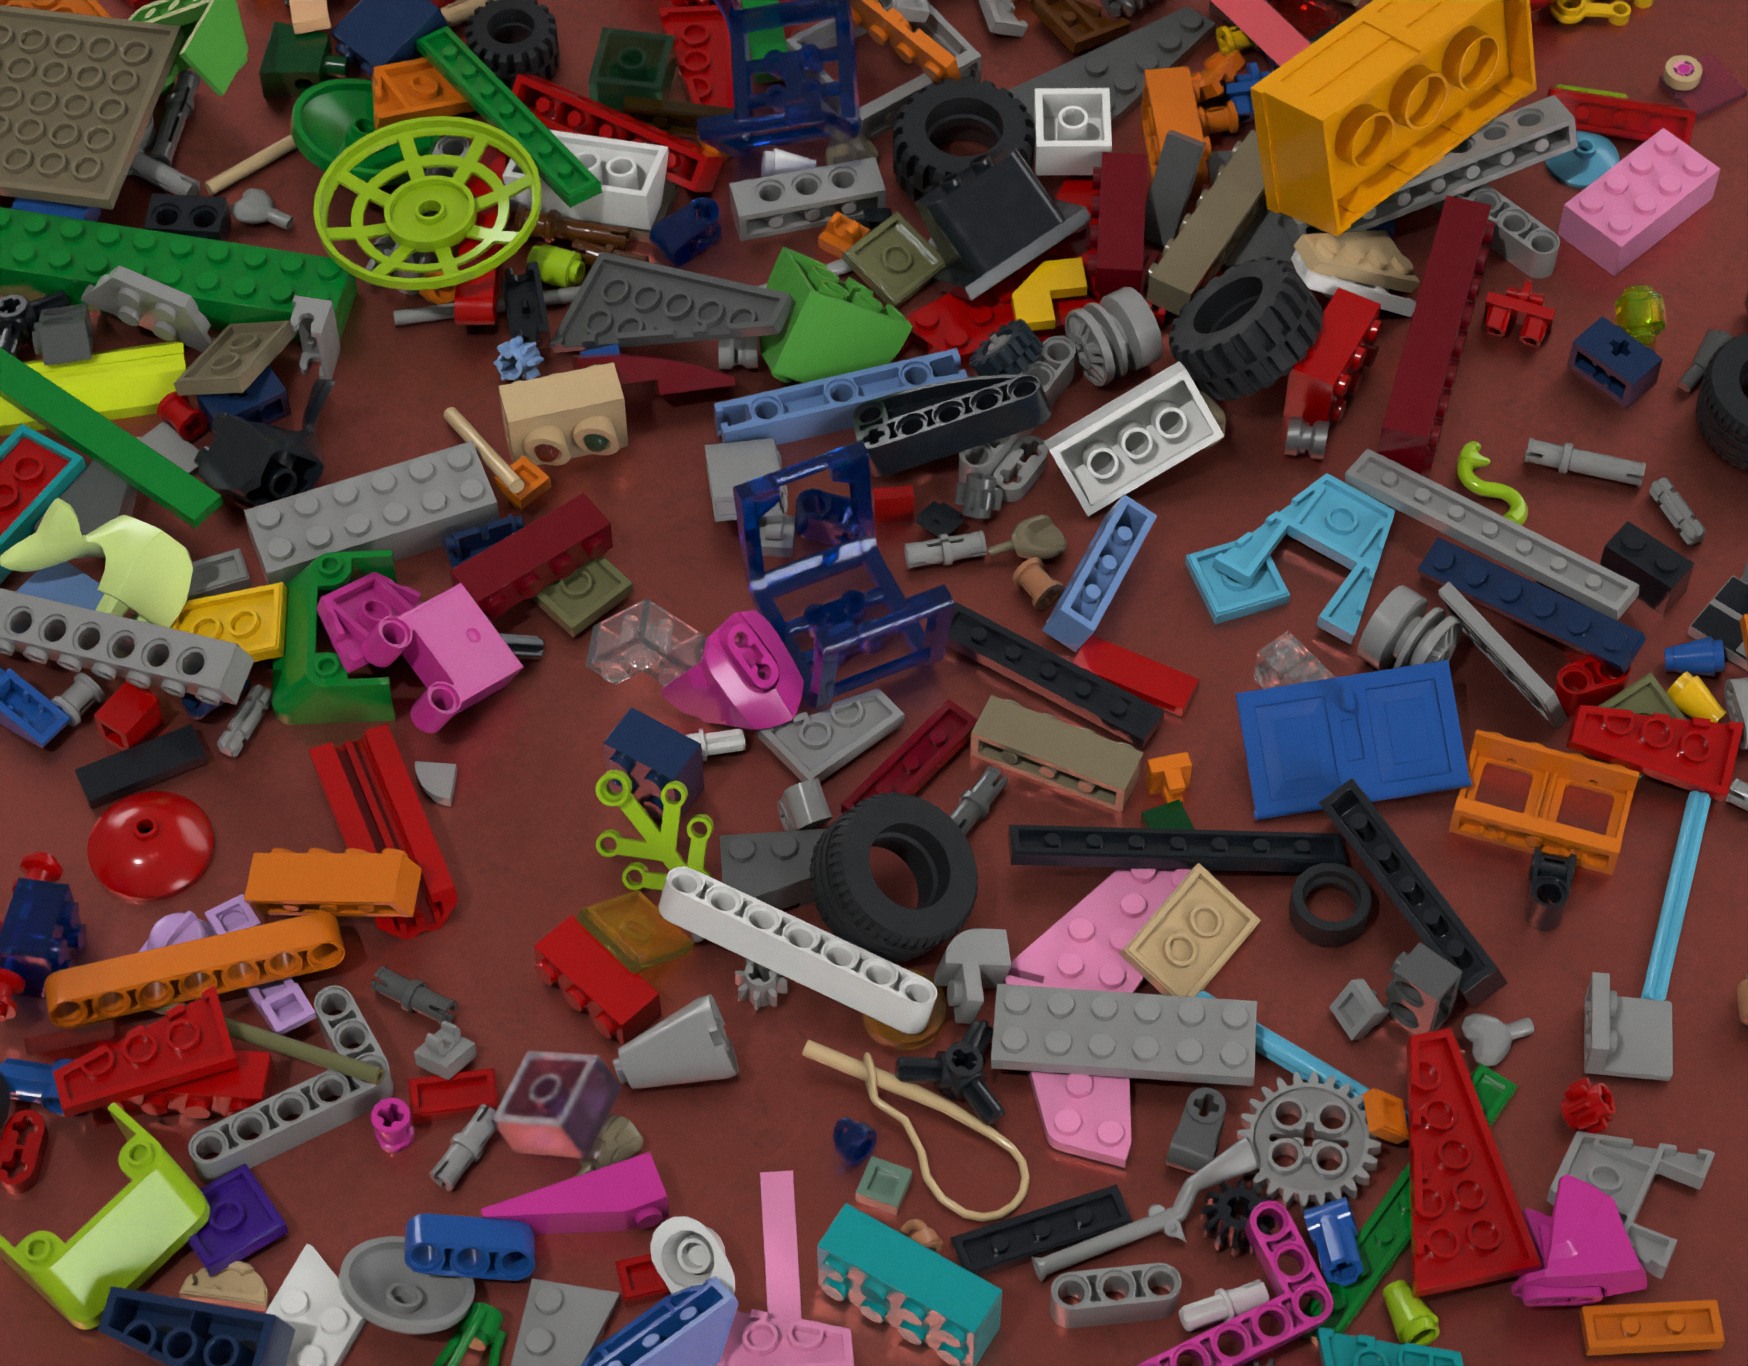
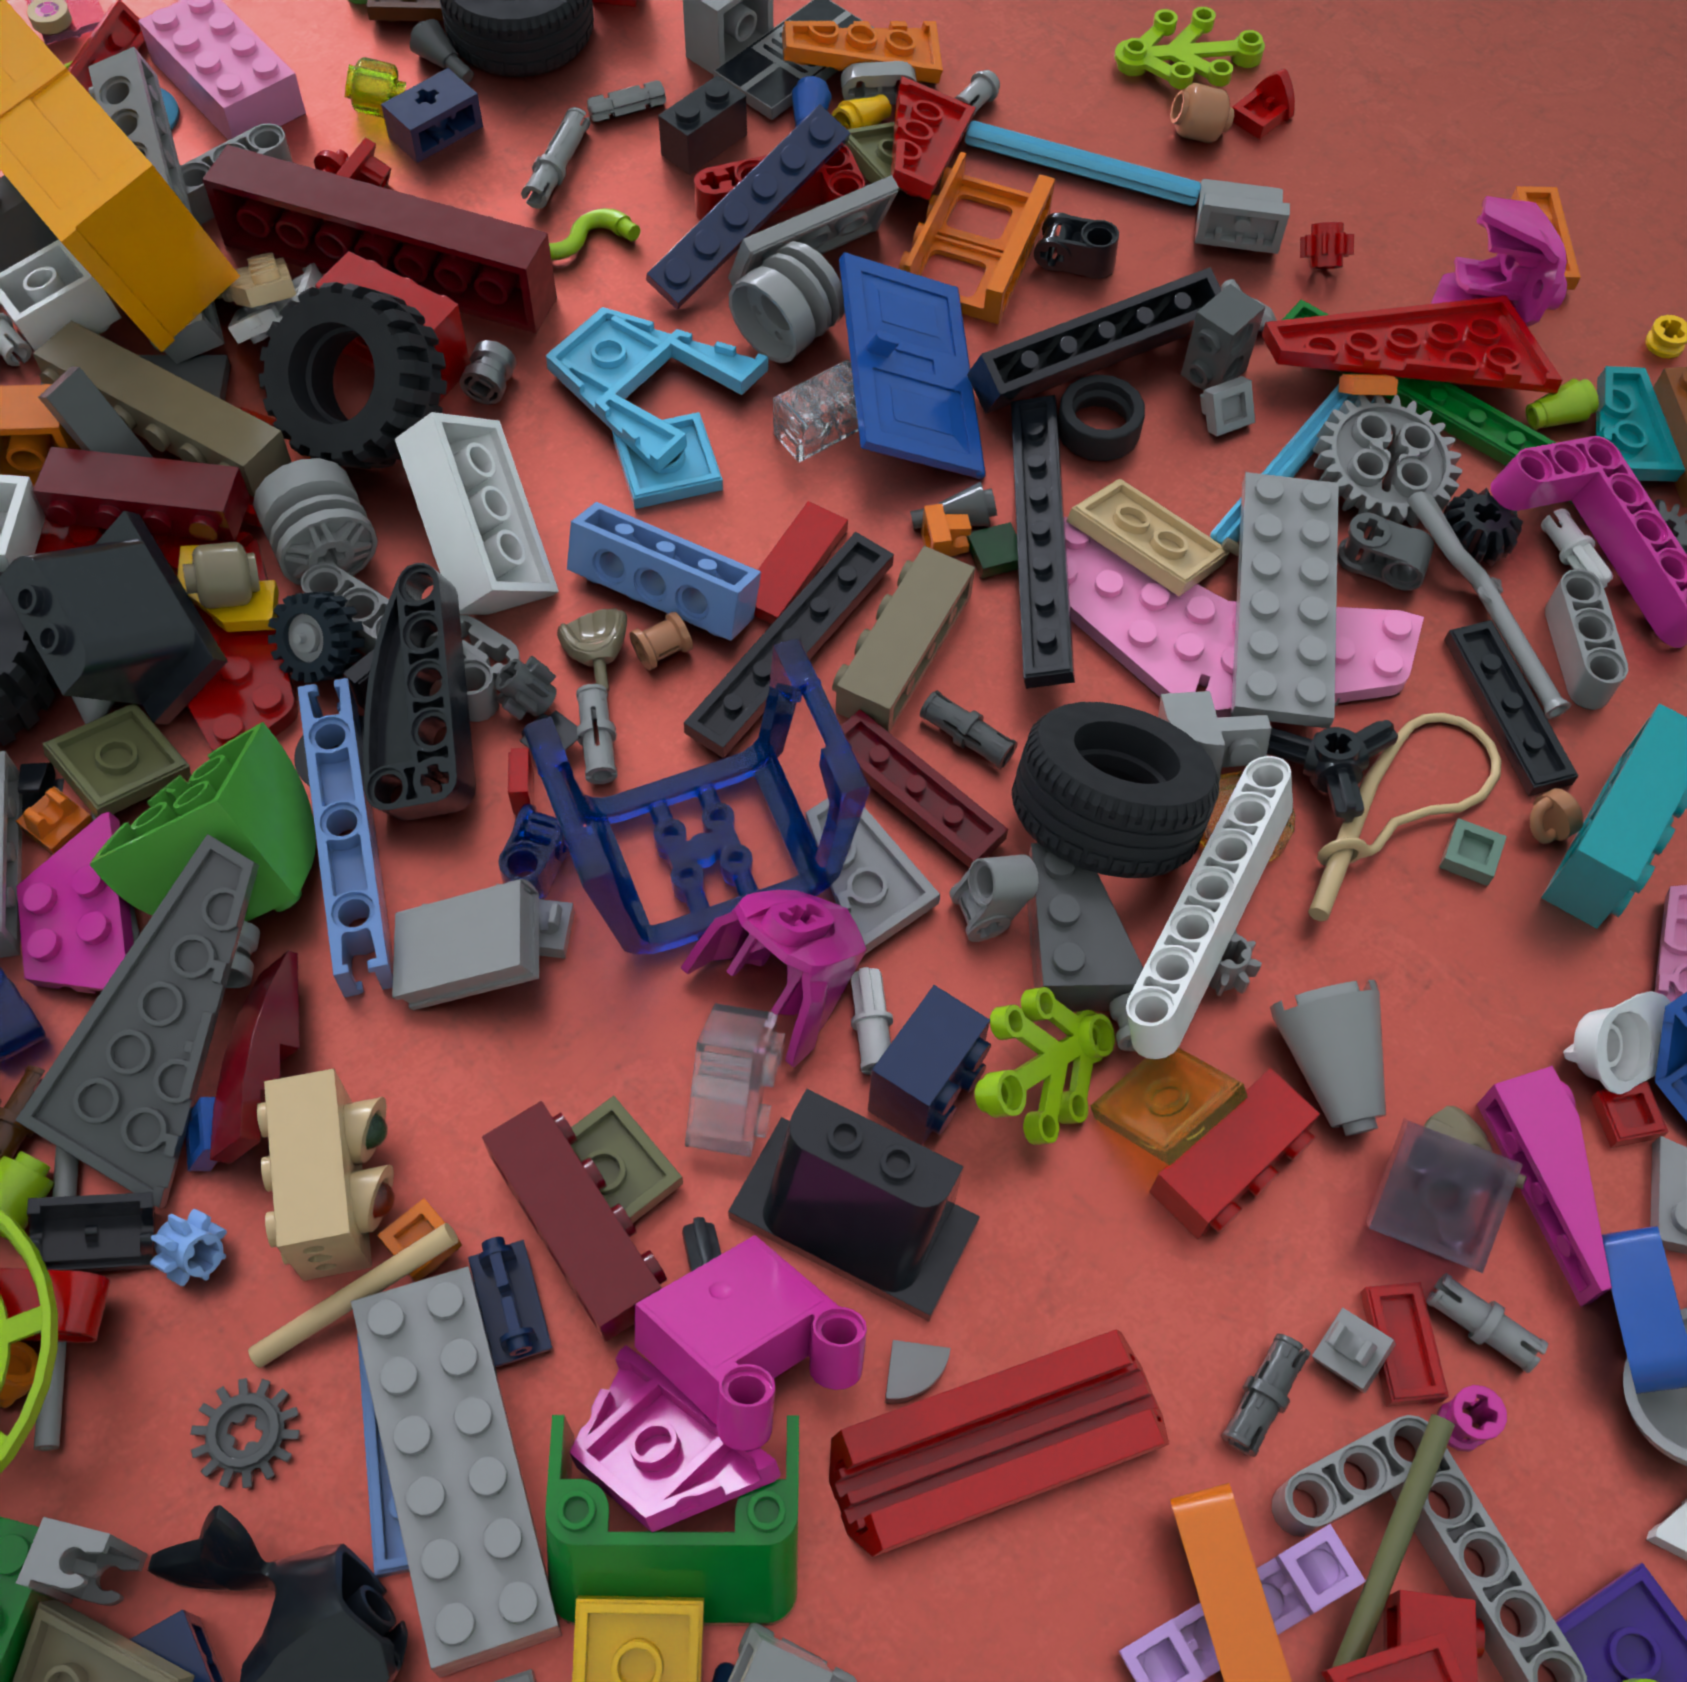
camera: 90 degrees left, 5 degrees up
(333, 883) = (1128, 1502): orange brick -> none
(394, 406) = (236, 1411): none -> dark grey gear
(524, 765) = (859, 1203): none -> black windscreen
(753, 256) = (71, 919): none -> dark pink wing
(780, 1245) = (1557, 965): bright pink sticker -> none
(855, 1143) = (1434, 872): clear blue tile -> none
(1042, 280) = (222, 575): none -> dark tan head
(1208, 801) = (973, 501): none -> dark grey cone
(1333, 1235) = (1490, 447): blue piece -> none
(1492, 534) = (657, 222): light grey plate -> none
(1626, 1176) = (1407, 242): light grey wing -> none

